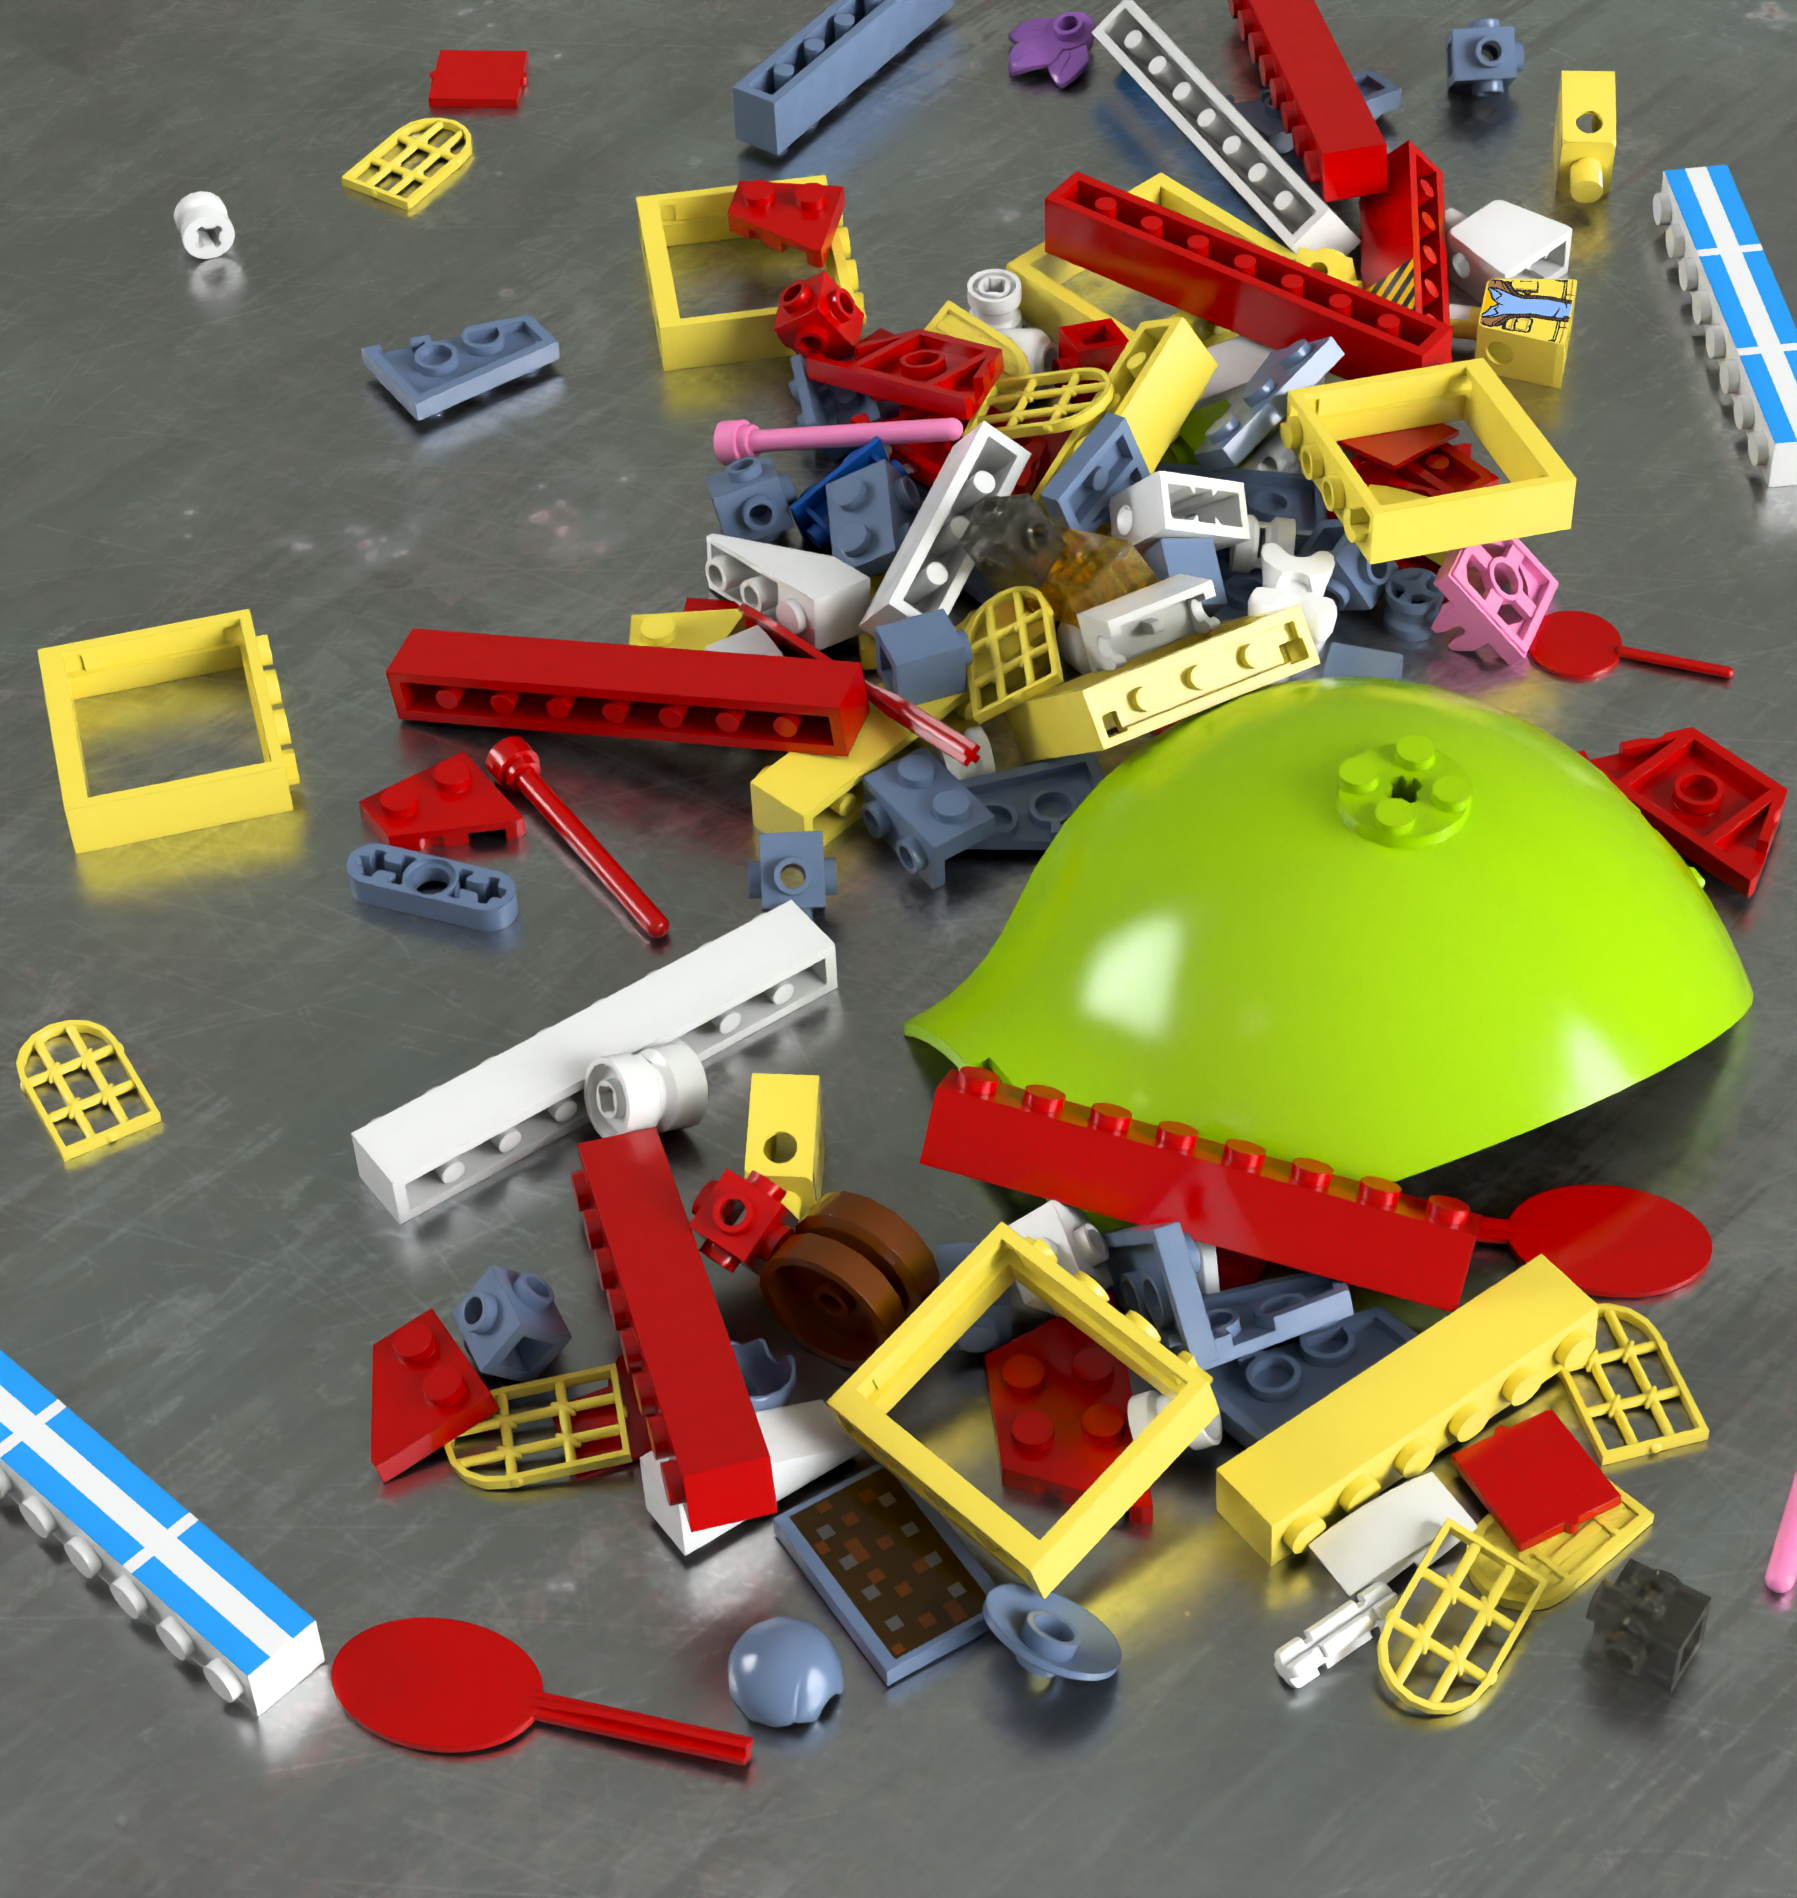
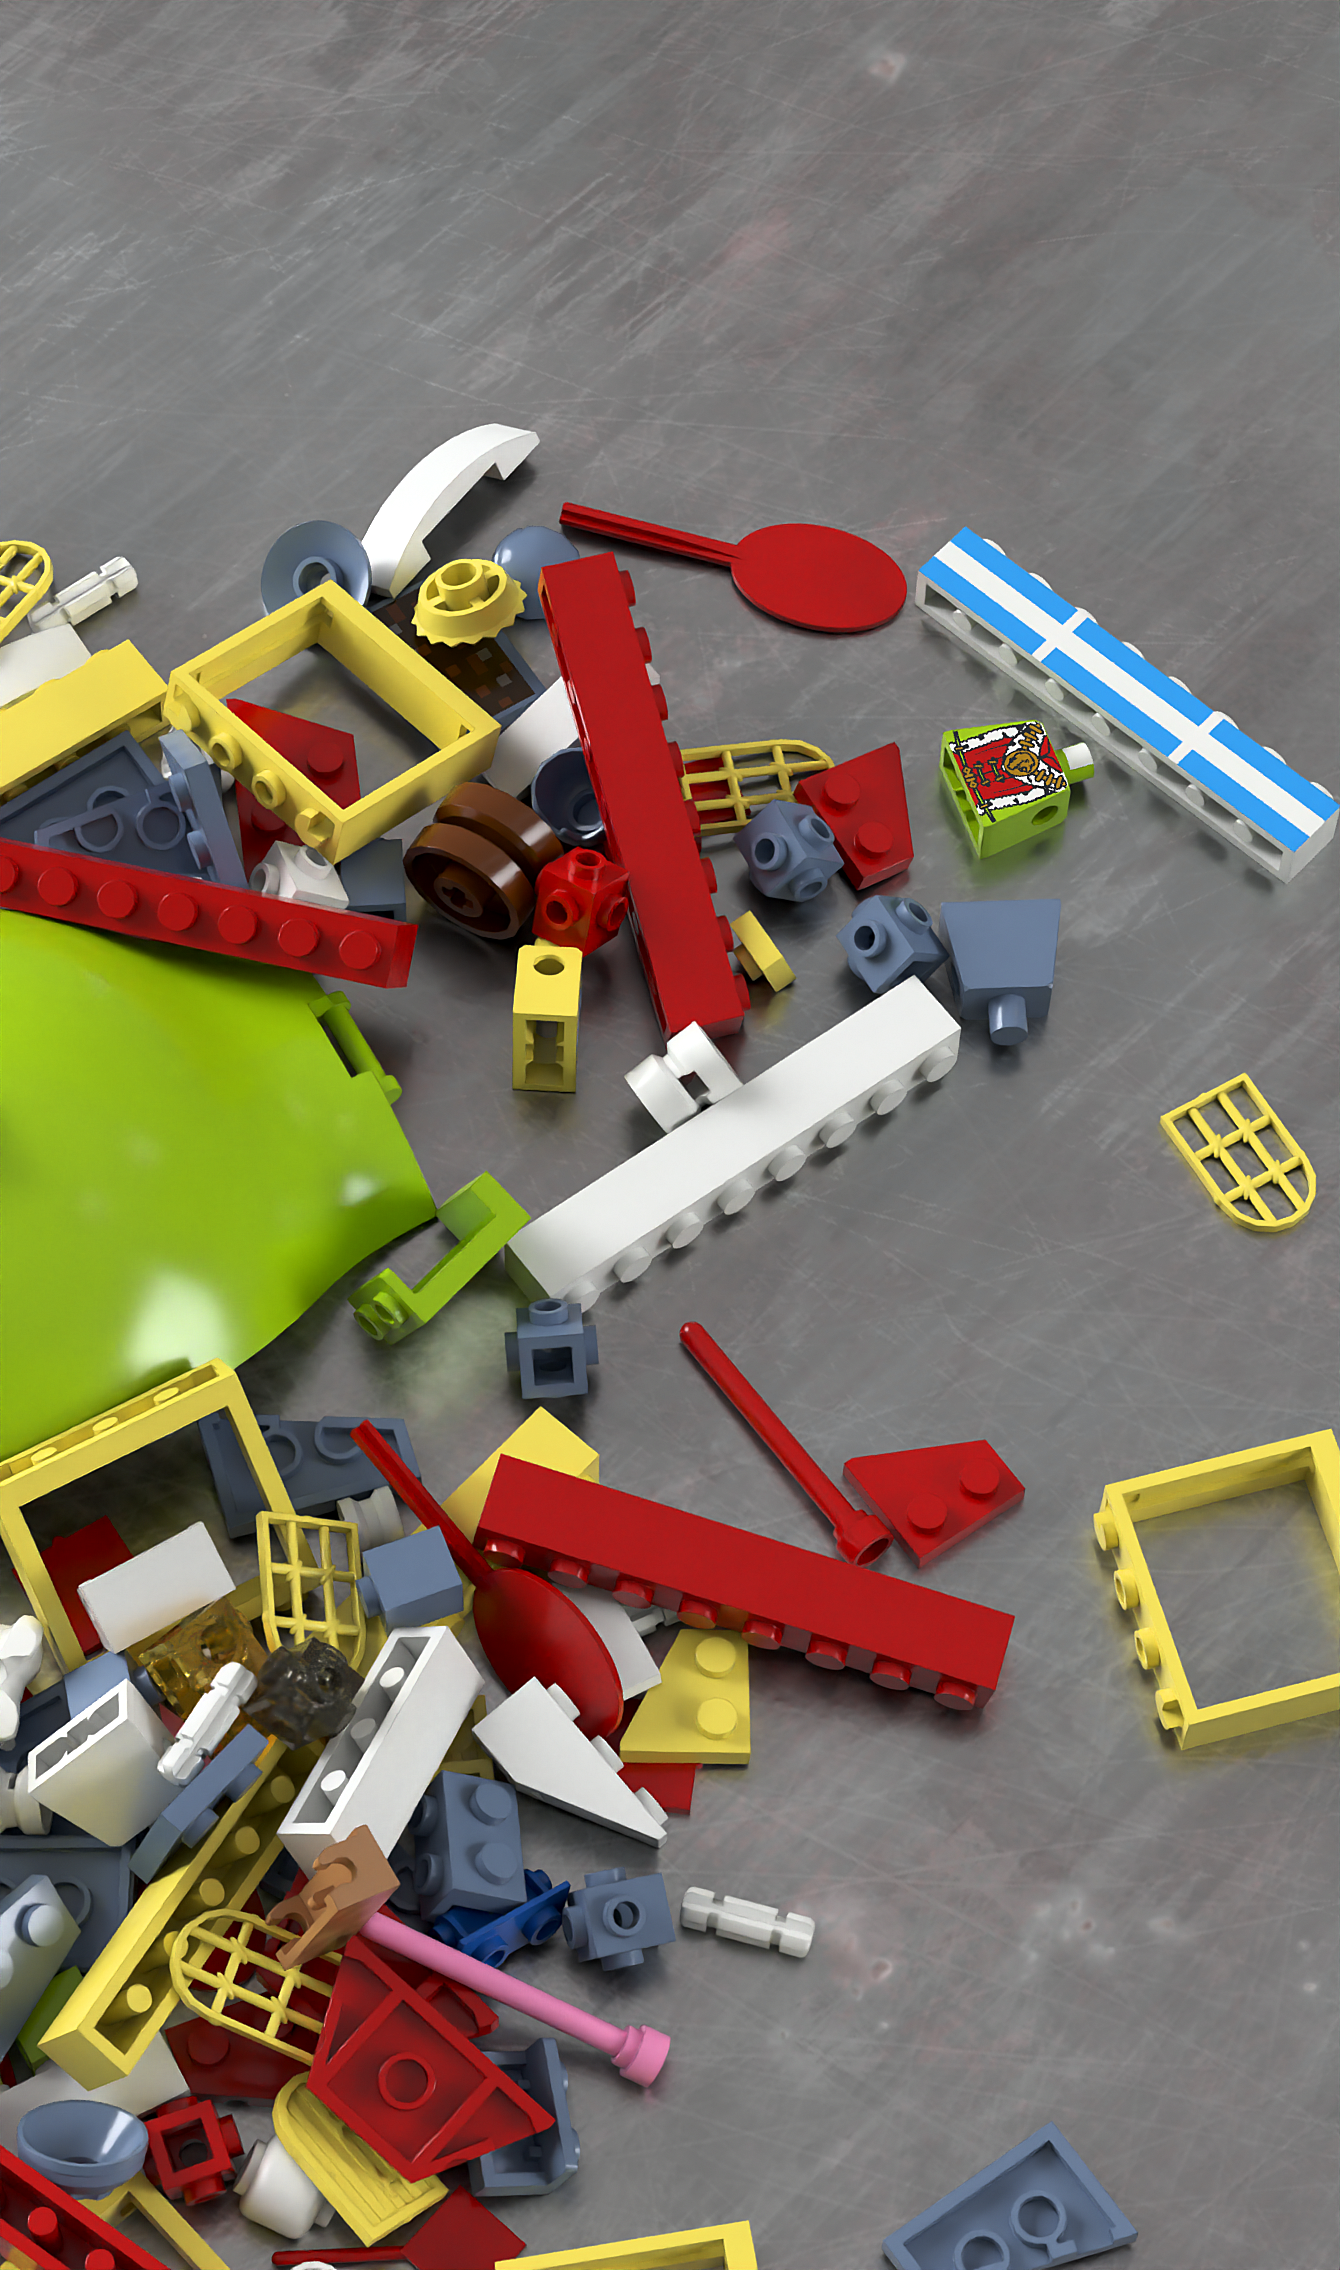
camera: 175 degrees right, 15 degrees up
(248, 1417) = (1010, 781): none -> torso
(291, 1234) = (1001, 961): none -> sand blue torso
(410, 1231) = (891, 942): none -> sand blue brick
(474, 894) = (944, 1407): sand blue beam -> none
(552, 1236) = (759, 954): none -> light yellow plate
(645, 527) = (747, 1922): none -> white axle
(818, 318) = (542, 2207): red brick -> none
(864, 1582) = (467, 602): none -> light yellow piece
(895, 1752) = (430, 493): none -> white slope
(896, 915) = (483, 1221): none -> lime panel
(923, 813) = (415, 1428): sand blue bracket -> none
(979, 388) = (338, 1900): none -> medium nougat hinge
(1092, 504) = (207, 1724): none -> white axle
(1178, 286) = (83, 2146): none -> sand blue piece

